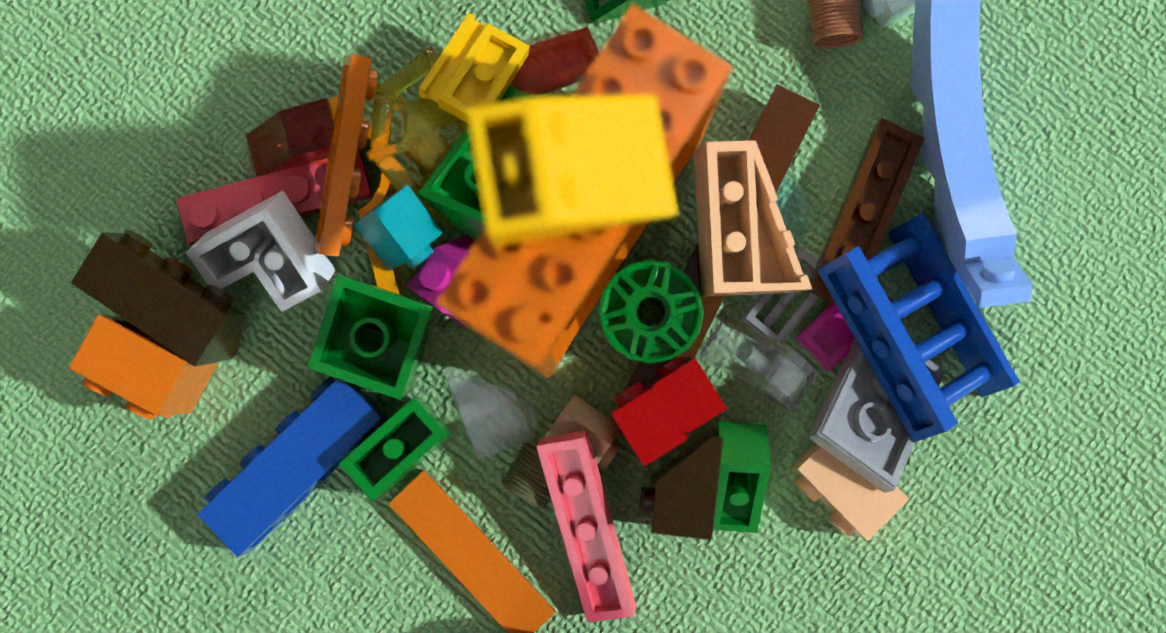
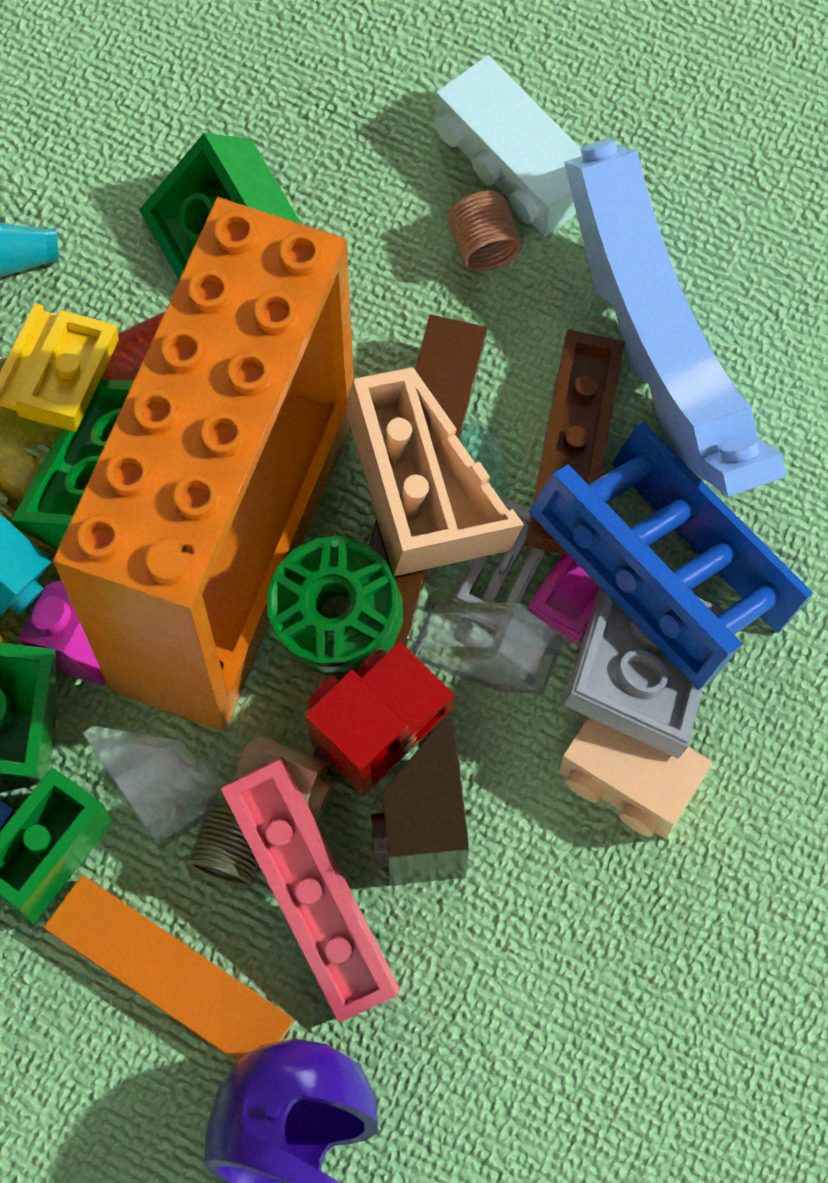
camera: 15 degrees left, 15 degrees down
(570, 165) = (177, 365): yellow slope -> none
(742, 476) = (495, 793): green slope -> none

